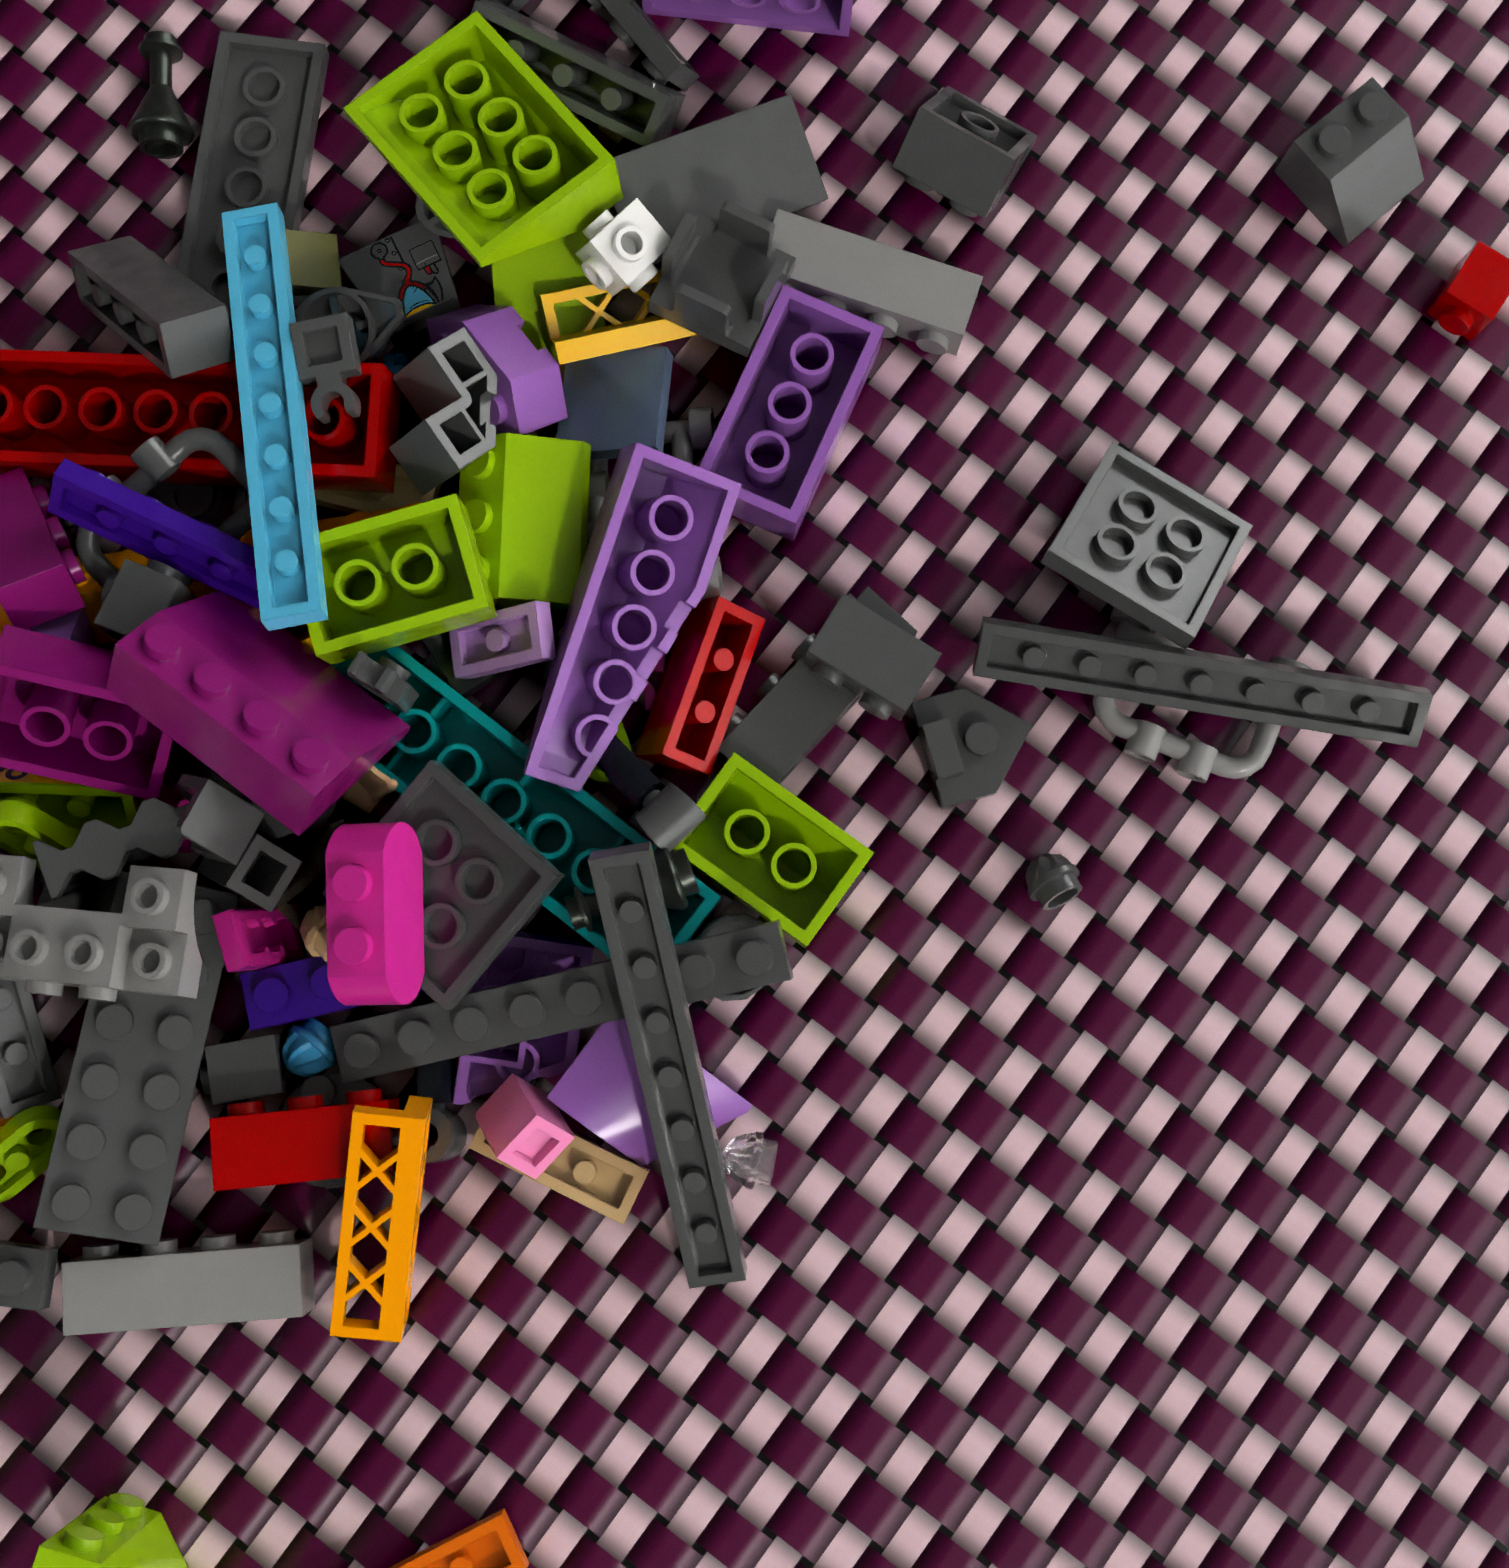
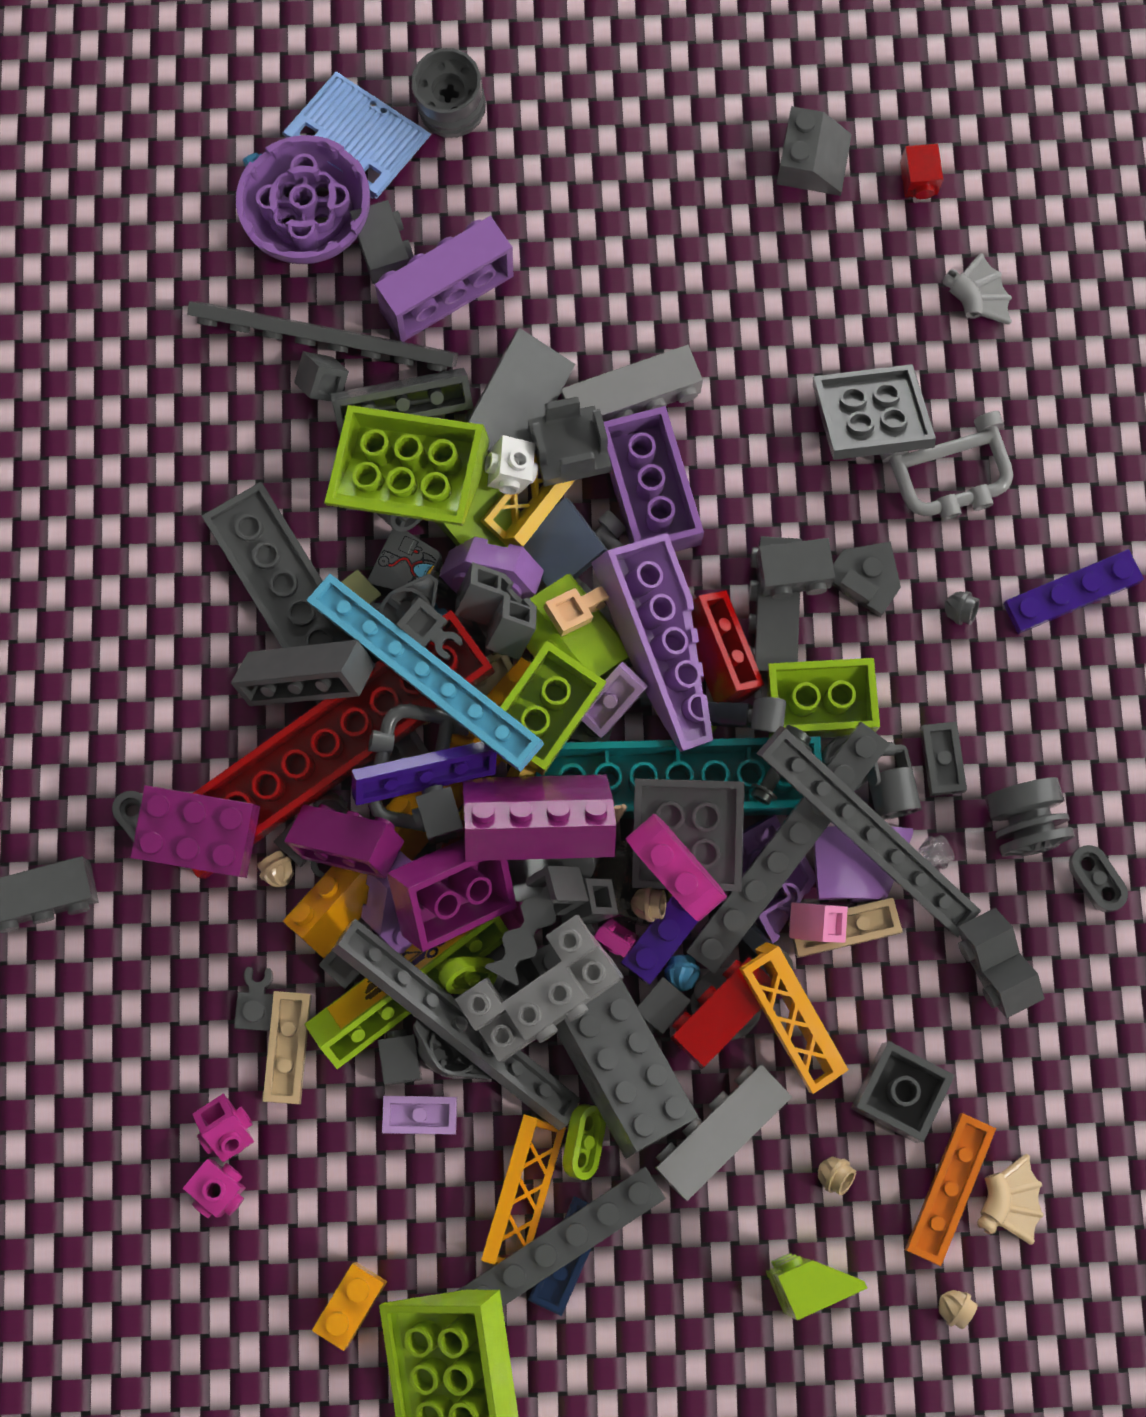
camera: 35 degrees left, 5 degrees down
(159, 120) = (208, 584): pearl dark grey piece -> none
(282, 1455) = (836, 1175): none -> tan plate
(384, 680) = (579, 760): dark grey plate -> none
(445, 1427) = (902, 1092): none -> dark grey brick
(539, 488) = (573, 611): none -> light nougat plate
(711, 1367) = (995, 956): none -> dark grey brick
(767, 1042) = (895, 789): none -> dark grey piece
(864, 1050) = (943, 758): none -> dark grey plate
(903, 1218) = (1029, 817): none -> dark grey wheel
(932, 1362) = (1098, 878): none -> dark grey plate
(963, 152) = (624, 290): dark grey slope -> none
(1201, 682) = (952, 458): dark grey plate -> none
(1216, 974) = (1073, 591): none -> dark purple plate
(1421, 502) = (980, 291): none -> light grey arm

